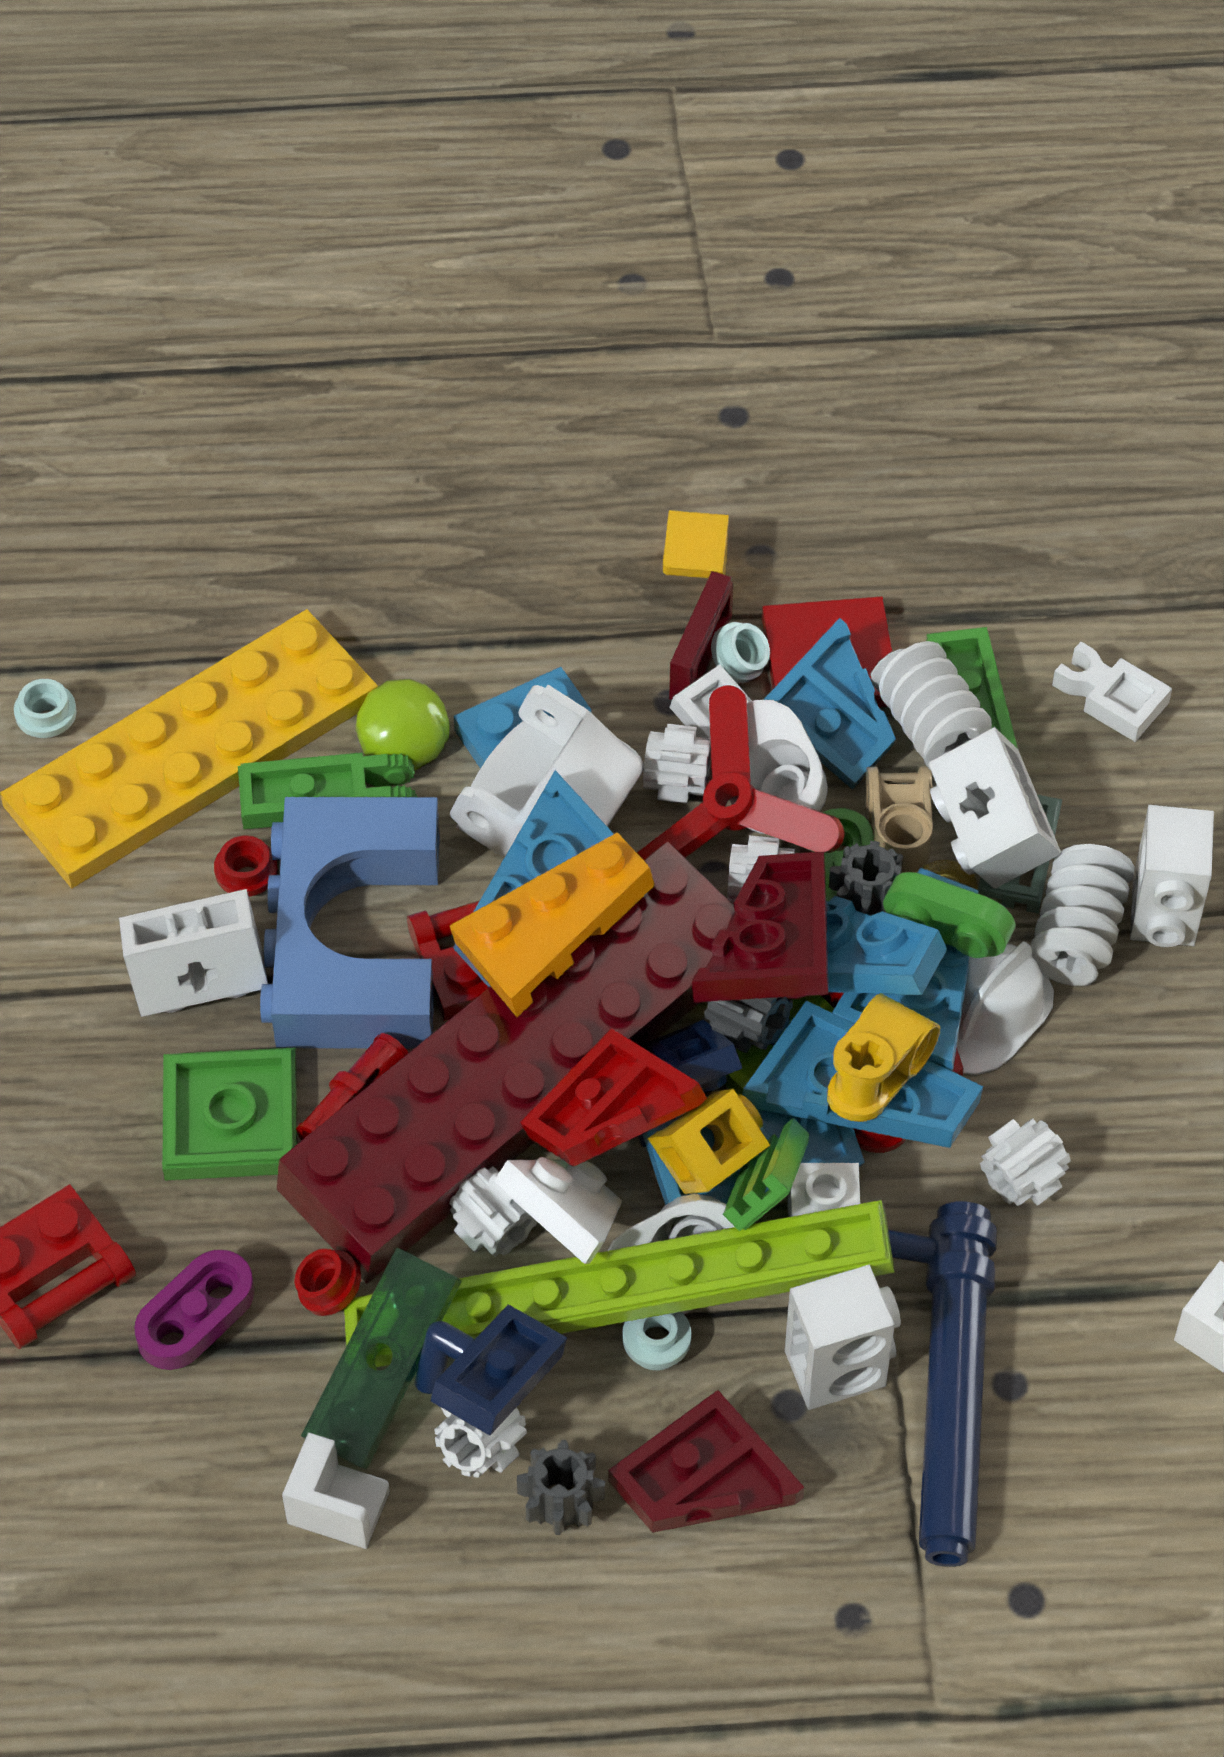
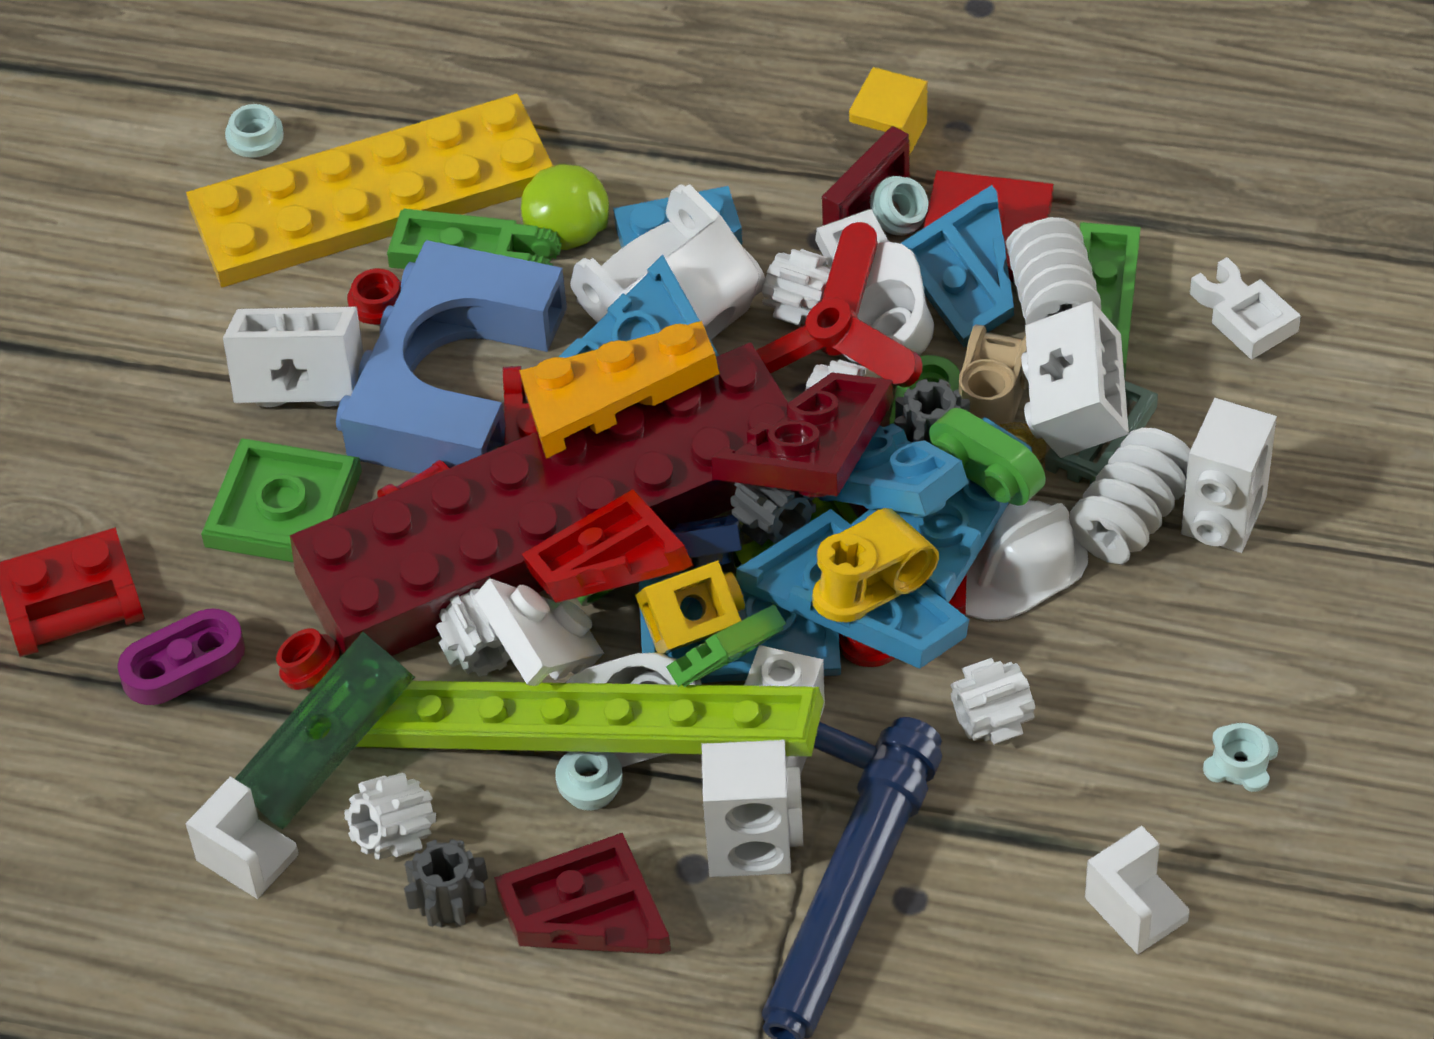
camera: 20 degrees right, 5 degrees down
(488, 1372) = (408, 759): dark blue plate -> none

